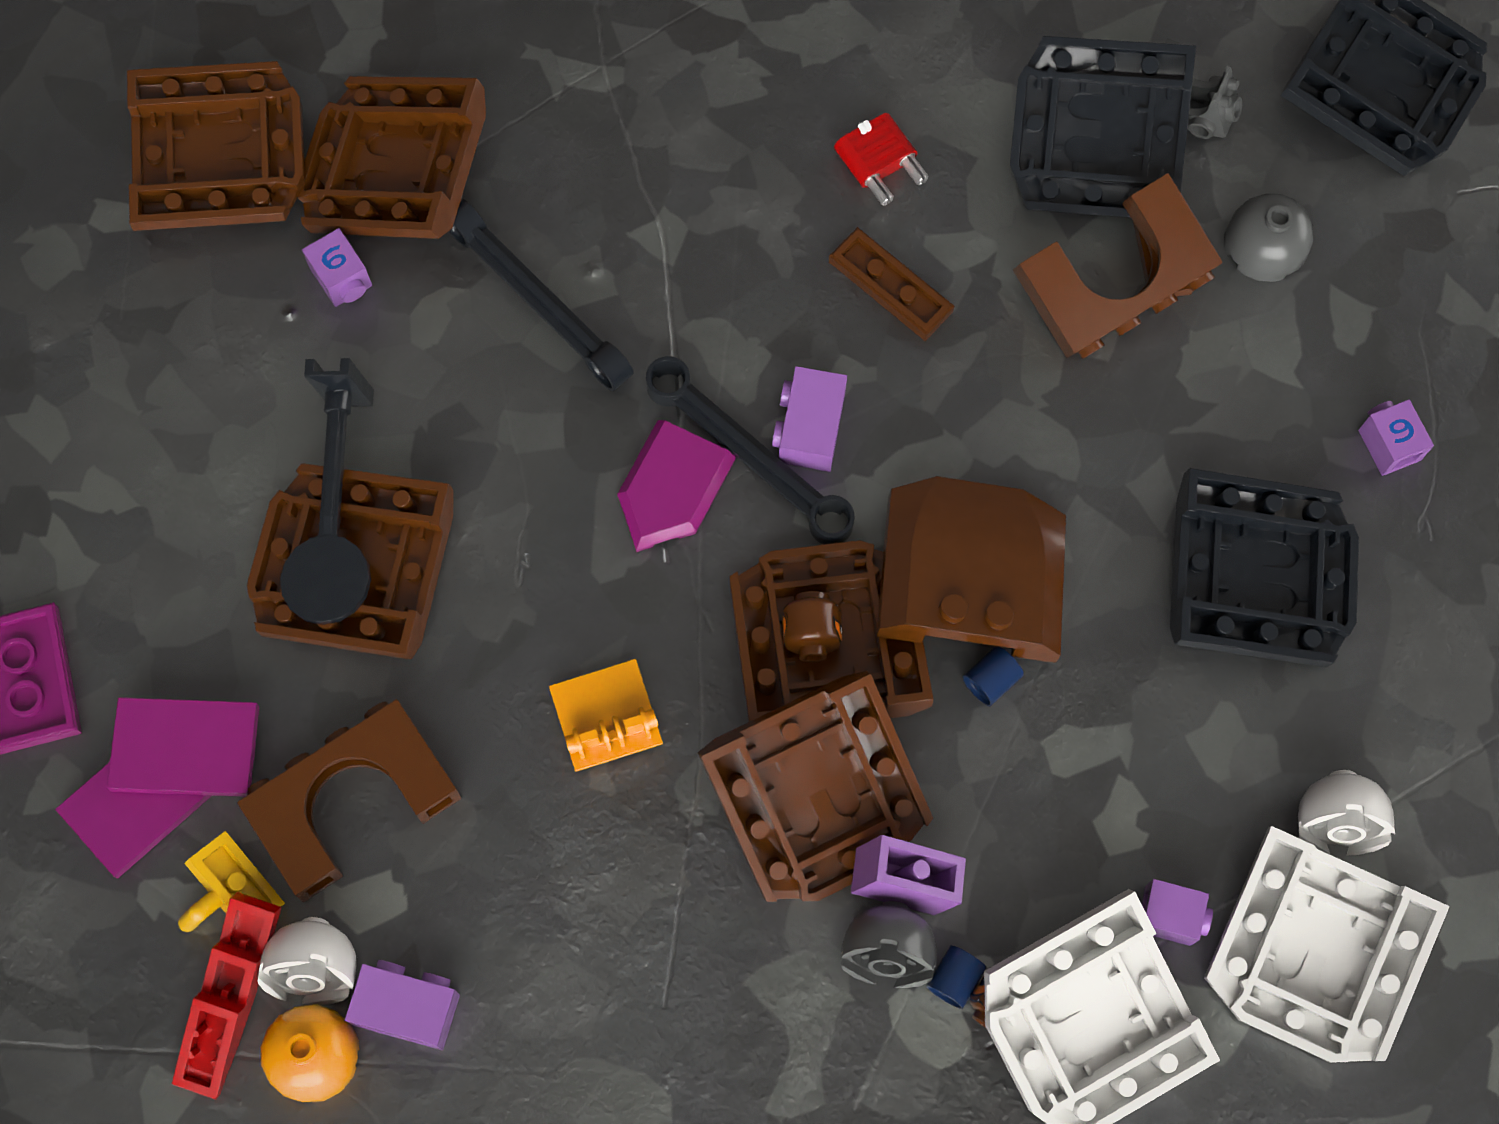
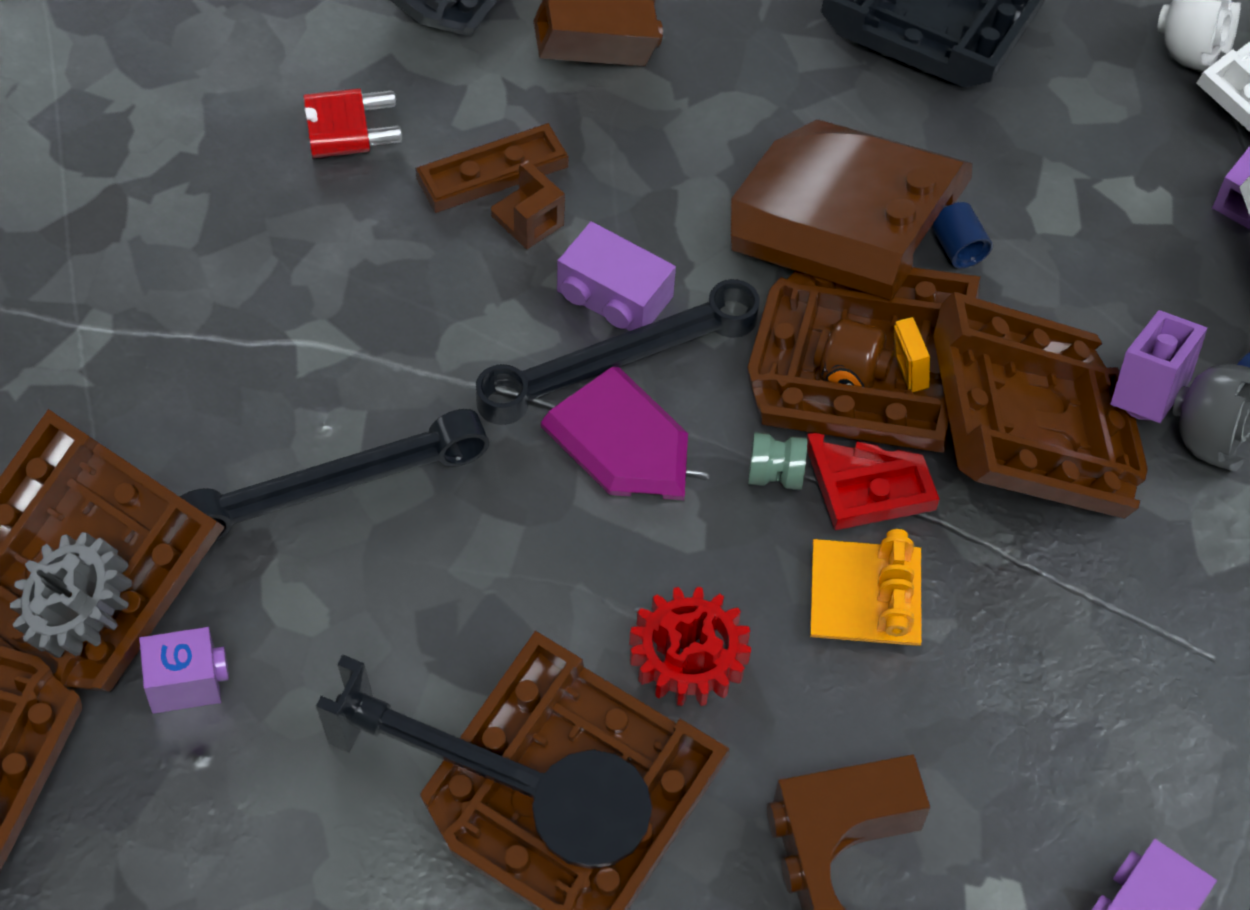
camera: 70 degrees left, 15 degrees down
(347, 165) = (63, 622): none -> dark grey gear
(515, 603) = (700, 665): none -> red gear
(691, 605) = (777, 461): none -> sand green wheel
(705, 682) = (870, 483): none -> red wing
(825, 668) = (911, 354): none -> light orange tile
(855, 328) = (533, 209): none -> reddish brown panel

